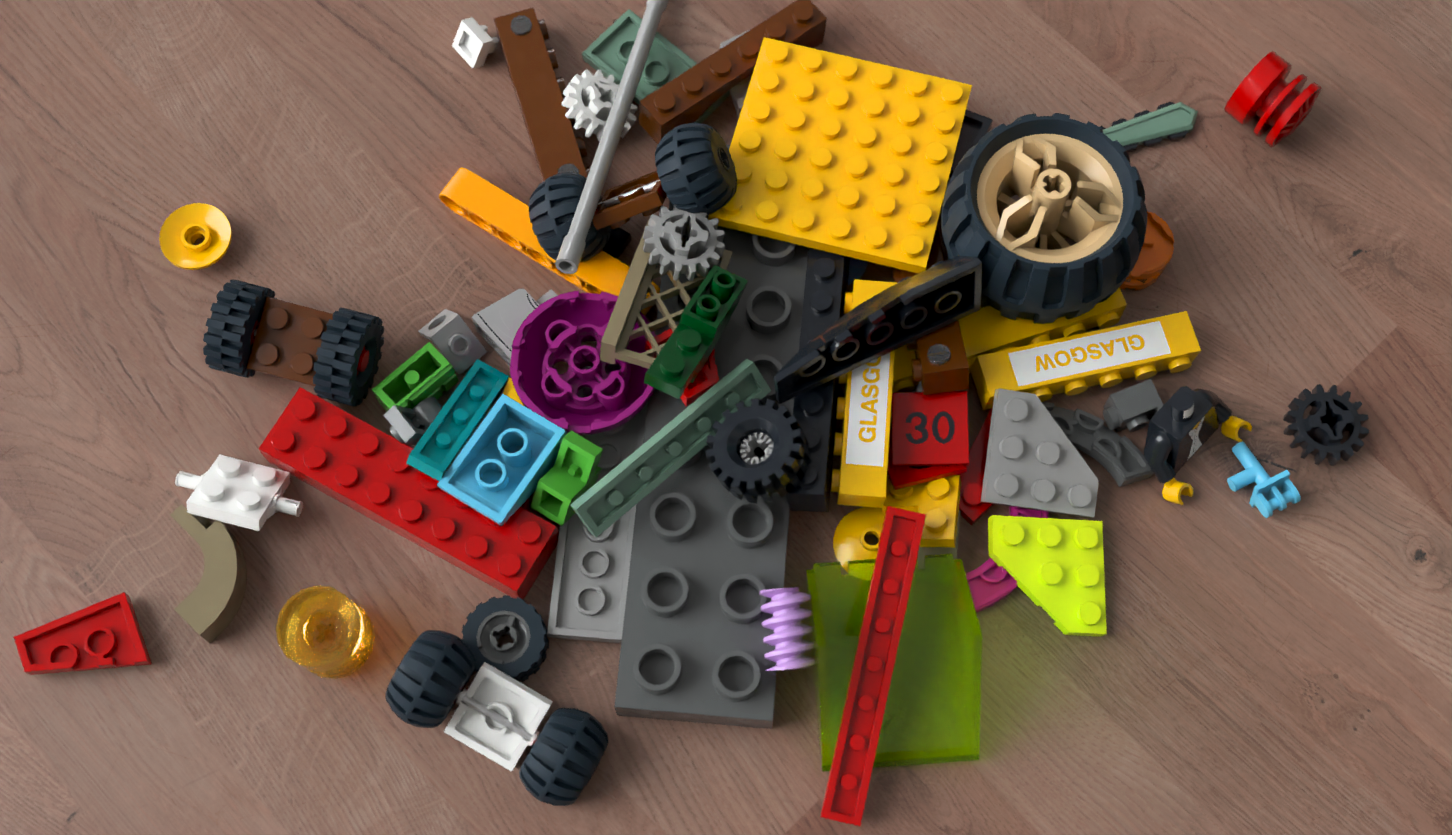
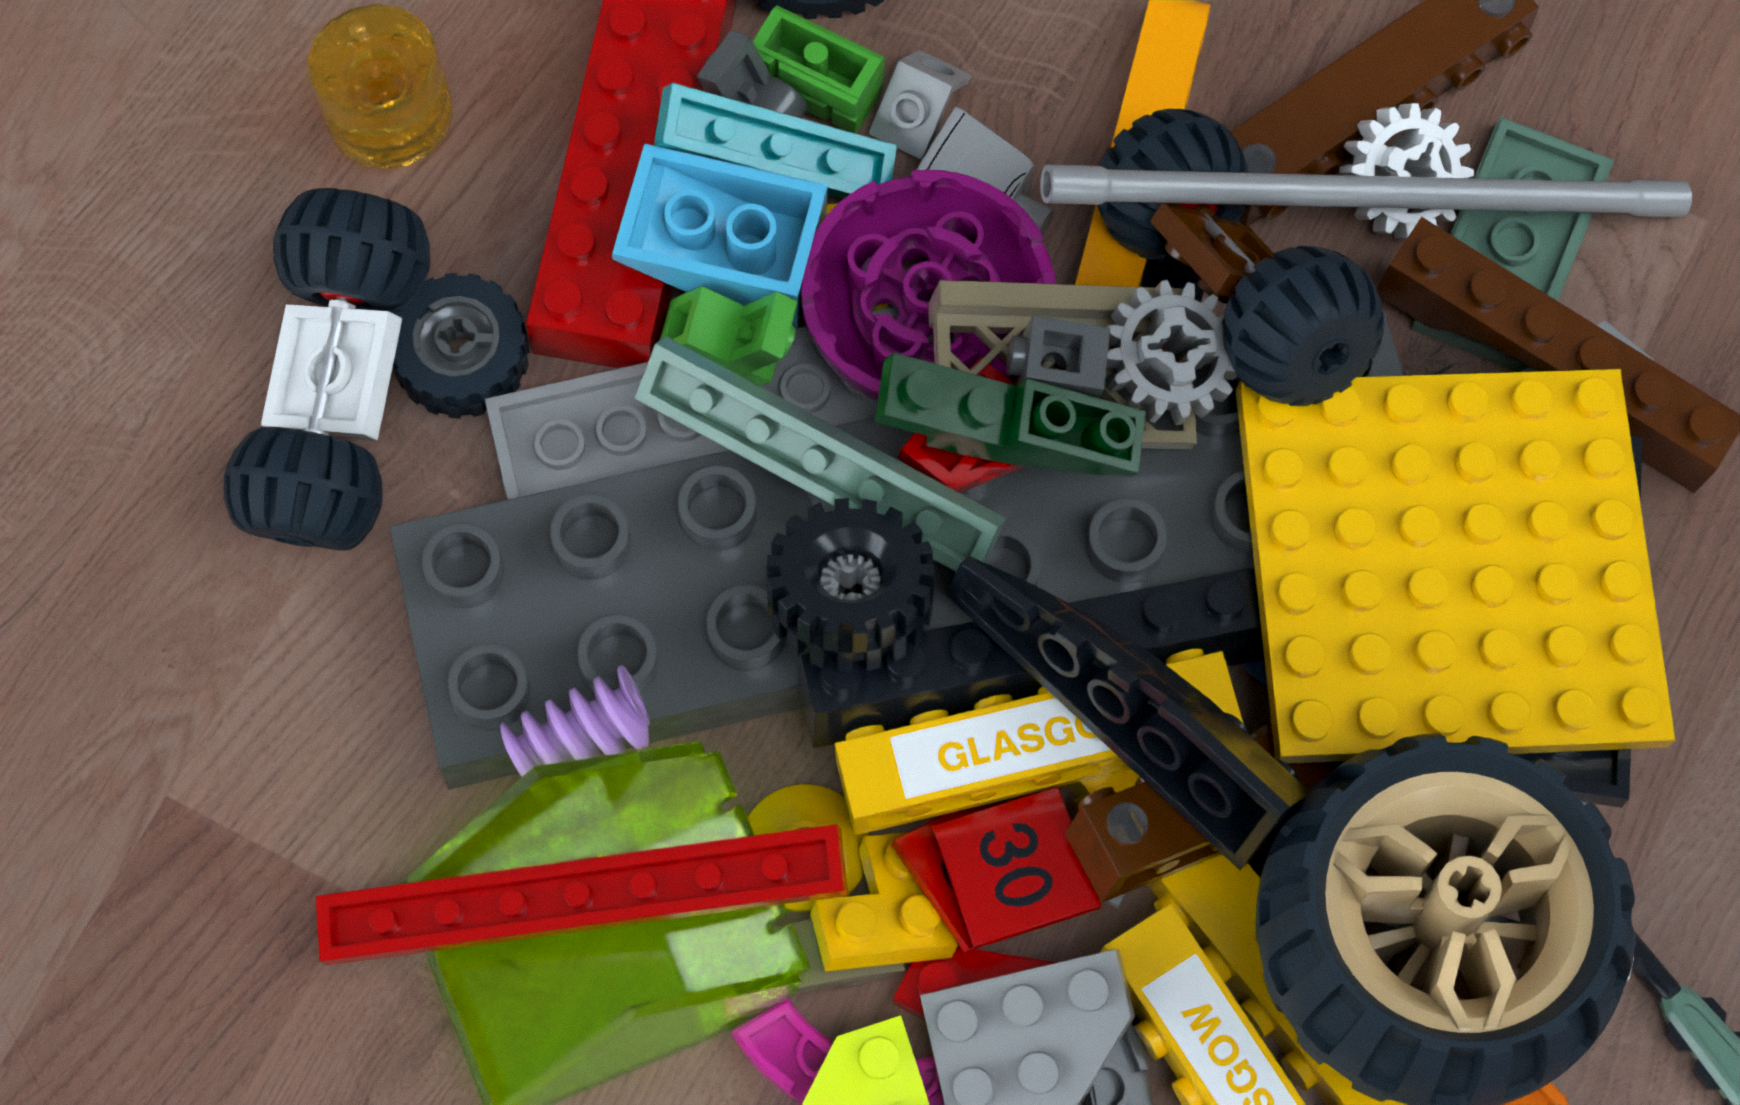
camera: 70 degrees right, 0 degrees up
(670, 295) = (1073, 346): none -> dark grey brick

